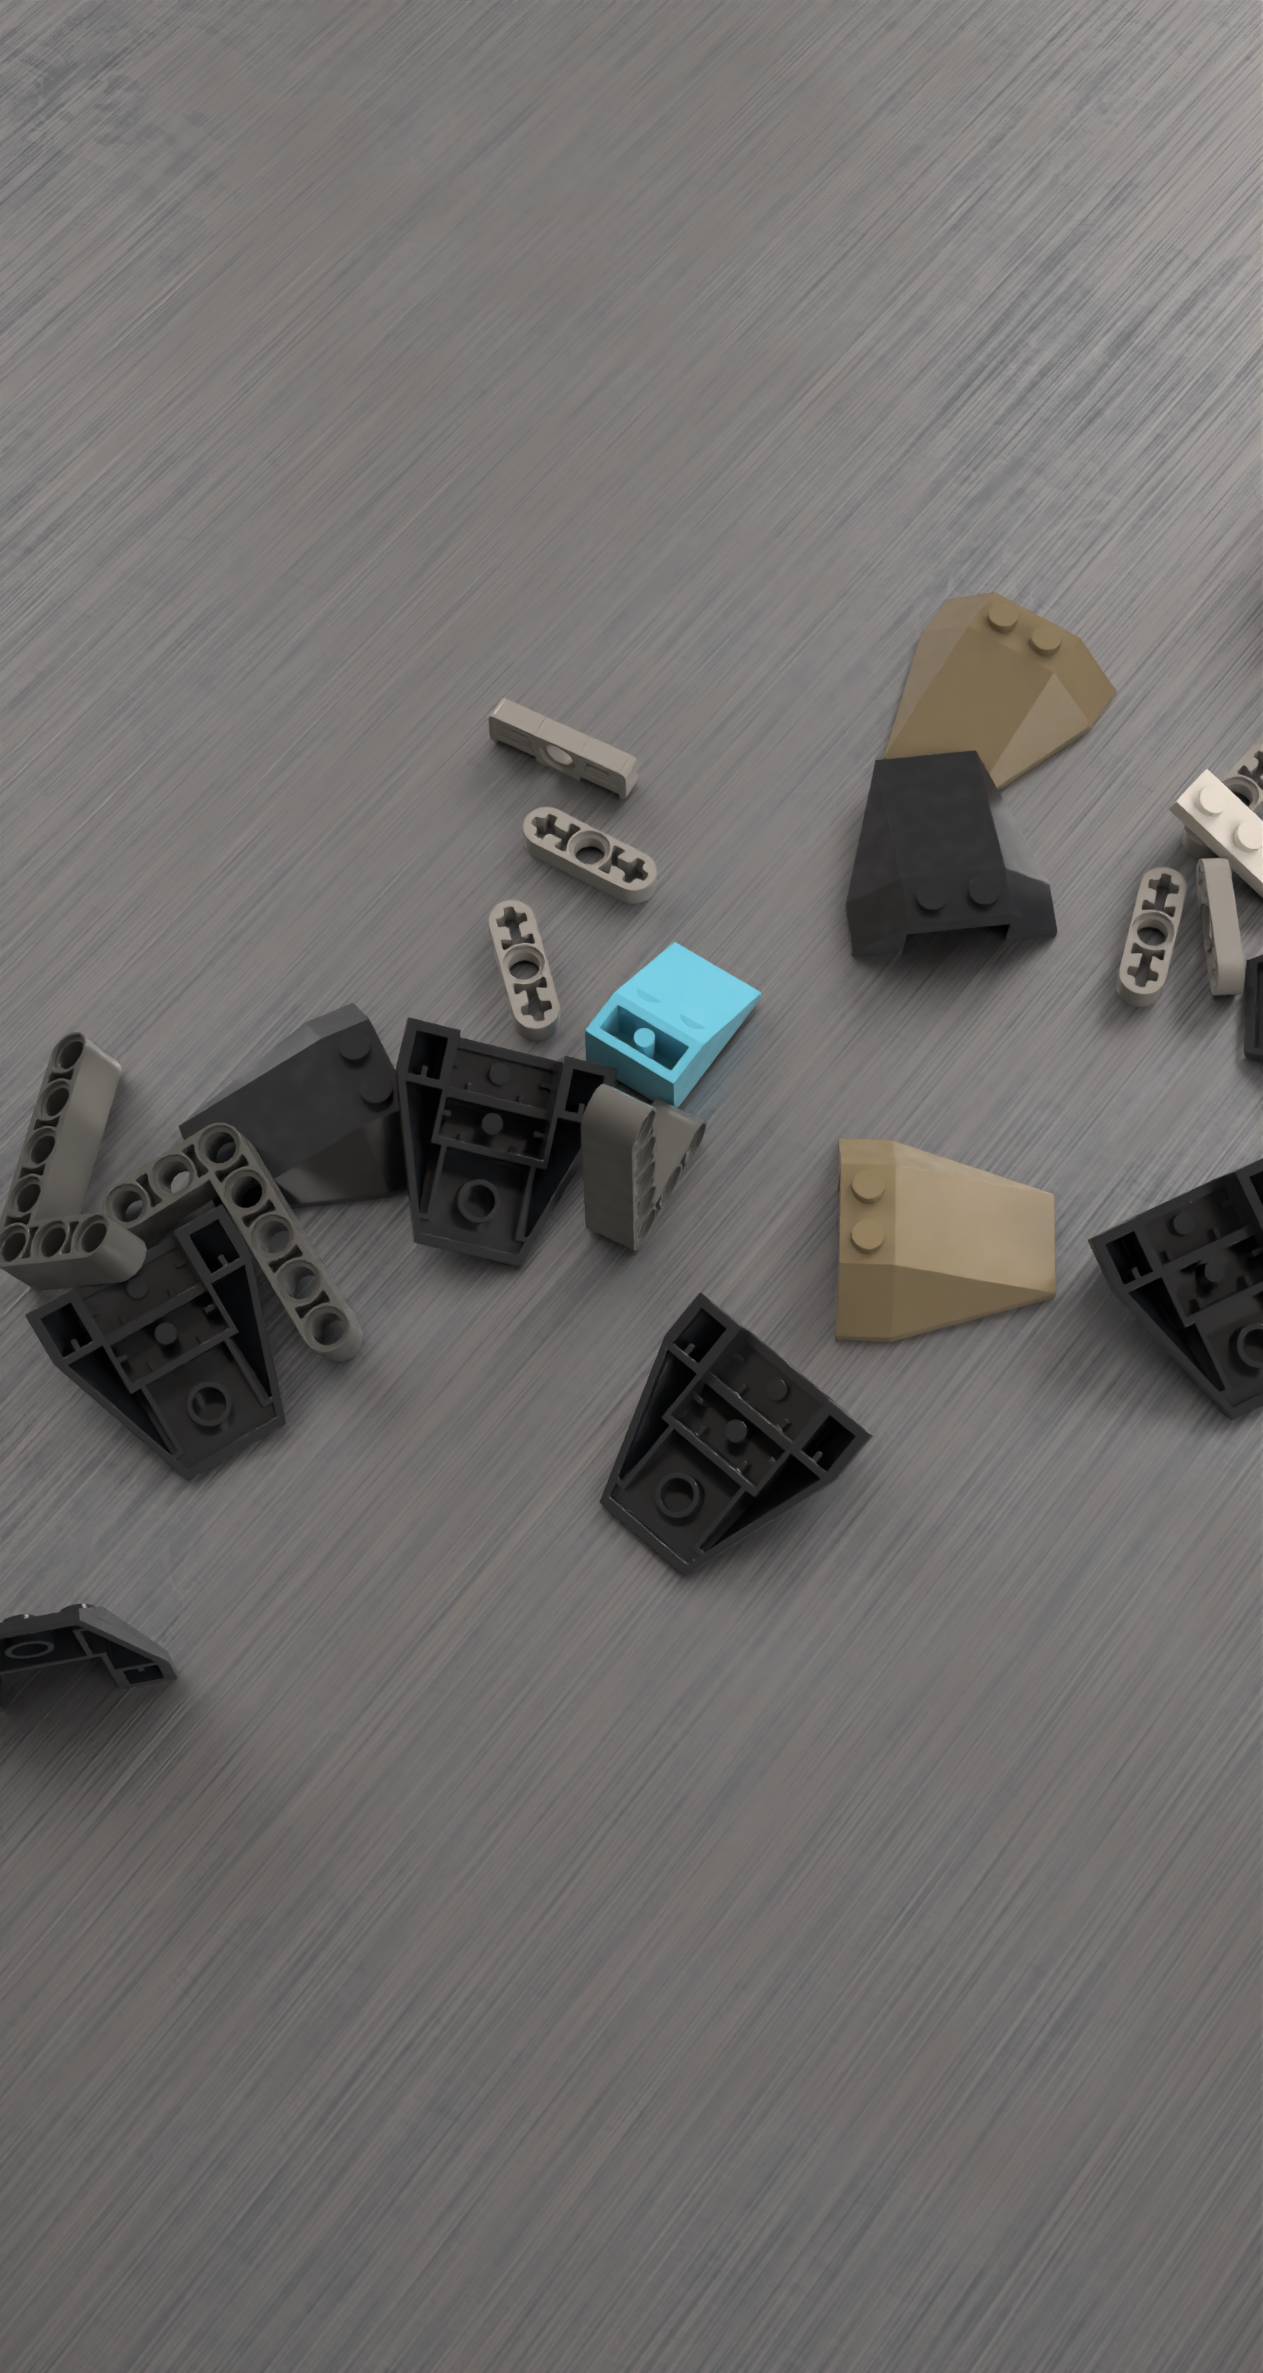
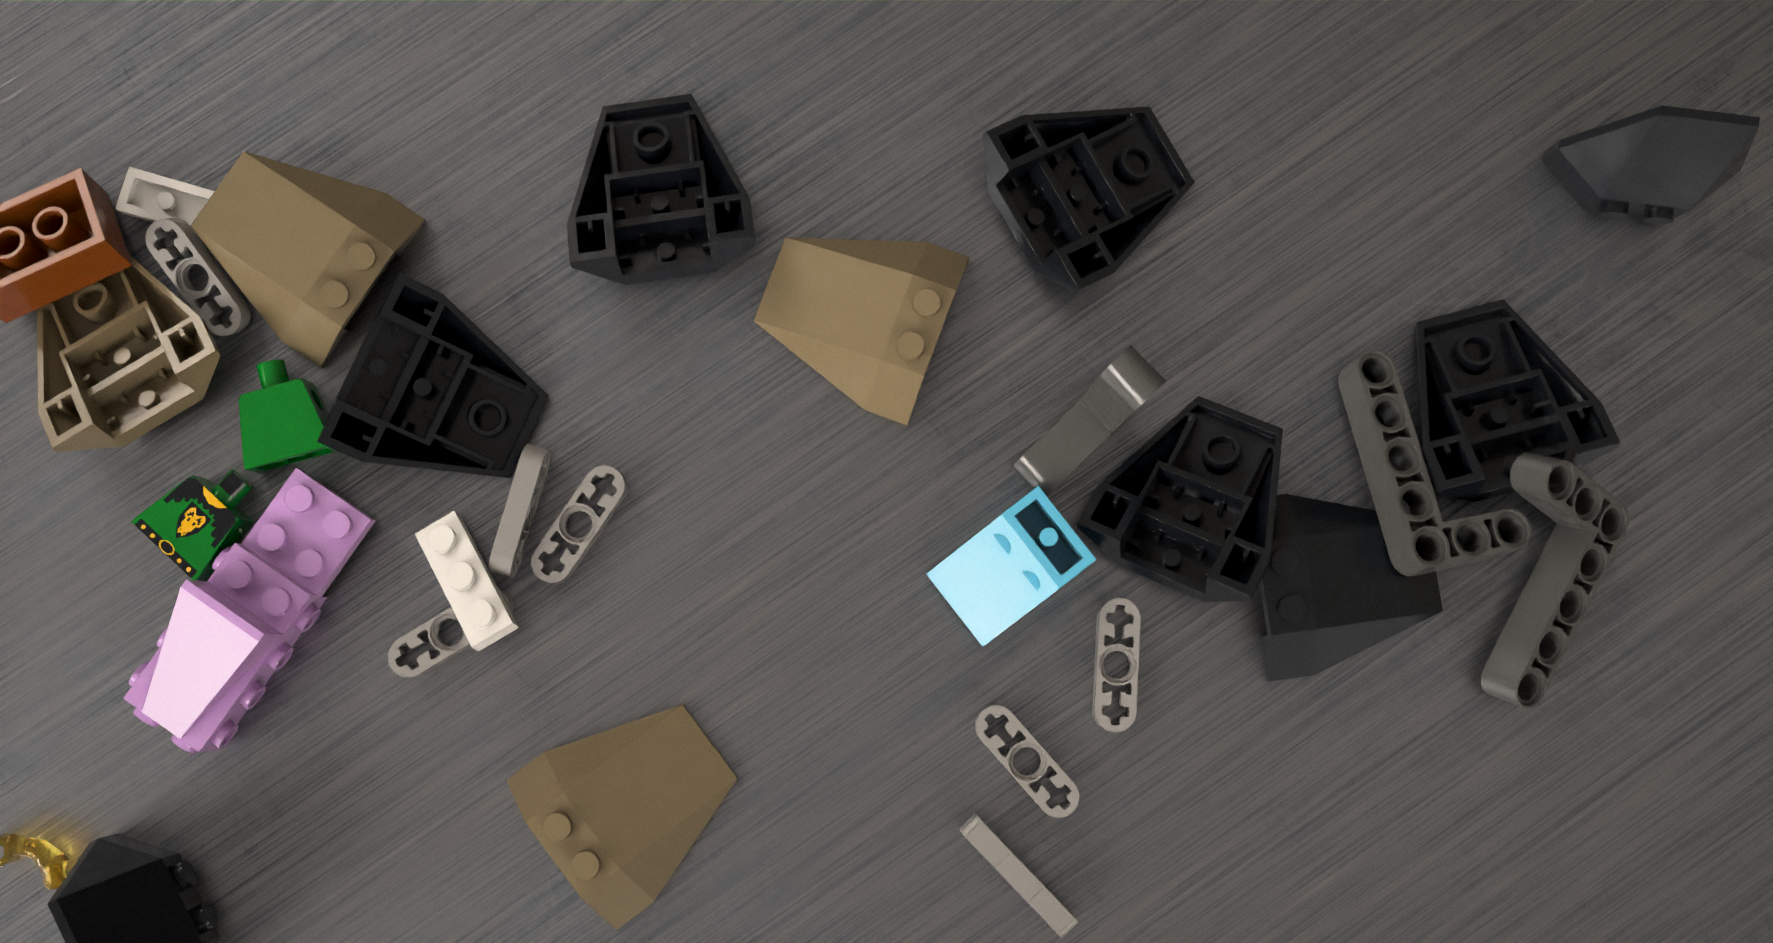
camera: 165 degrees left, 20 degrees up
(941, 857) = (727, 652): black wedge -> none

